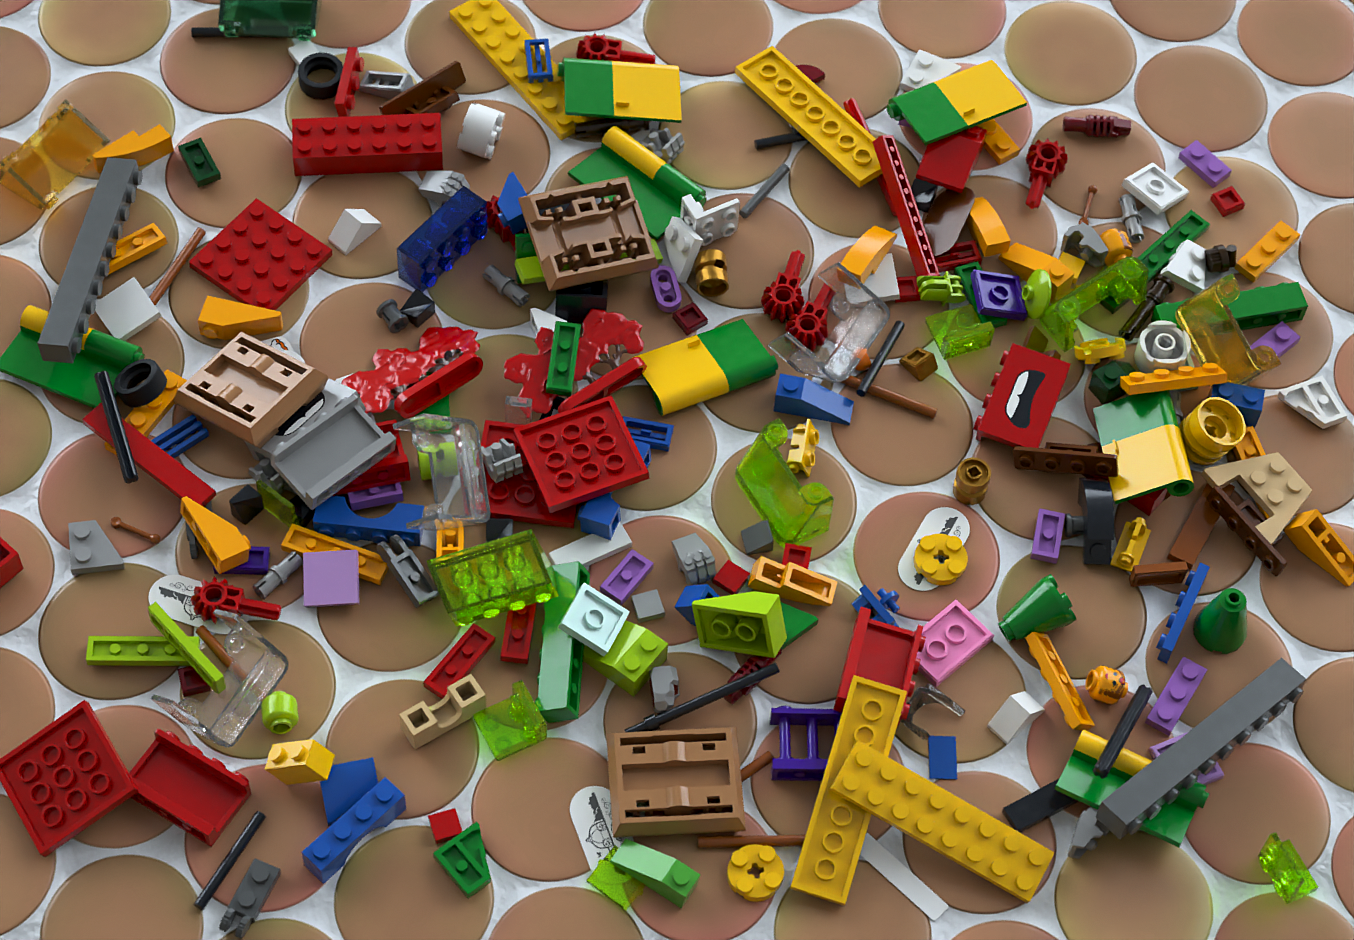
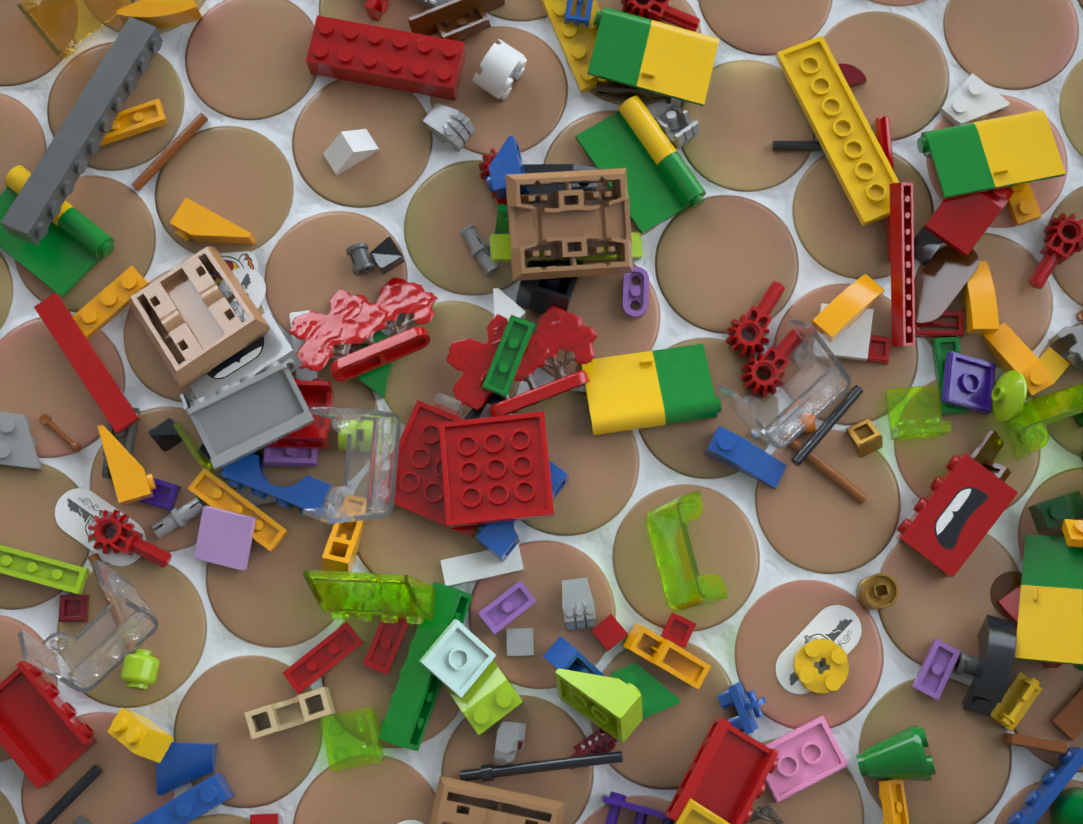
camera: 20 degrees right, 20 degrees up
(116, 427) = (60, 342): black axle -> none
(127, 310) = (109, 190): white tile -> none
(146, 391) = (90, 269): black tyre -> none
(178, 434) = (104, 351): blue tile -> none
(186, 648) = (66, 583): lime tile -> none
(199, 162) = (220, 39): dark green plate -> none
(260, 257) = (253, 161): red plate -> none
(408, 571) = (298, 548): dark grey hinge -> none
(442, 239) = (429, 188): clear blue brick -> none
(498, 528) = (398, 529): black slope -> none
(502, 460) = (418, 453): light grey hand -> none
(655, 440) = (590, 459): blue tile -> none
(682, 247) = (664, 251): white wing -> none
(690, 318) = (651, 330): dark red tile -> none
(711, 273) = (684, 292): pearl gold wheel -> none
(713, 223) = (691, 237): white bracket -> none
(758, 538) = (646, 596): dark grey slope -> none
(764, 191) = (766, 201): dark grey bar -> none
(805, 438) = (726, 497): yellow hinge -> none
(941, 288) = (911, 361): lime arm -> none
(1066, 459) = (983, 591): reddish brown bracket -> none
(1093, 350) = (1053, 476): yellow plate -> none

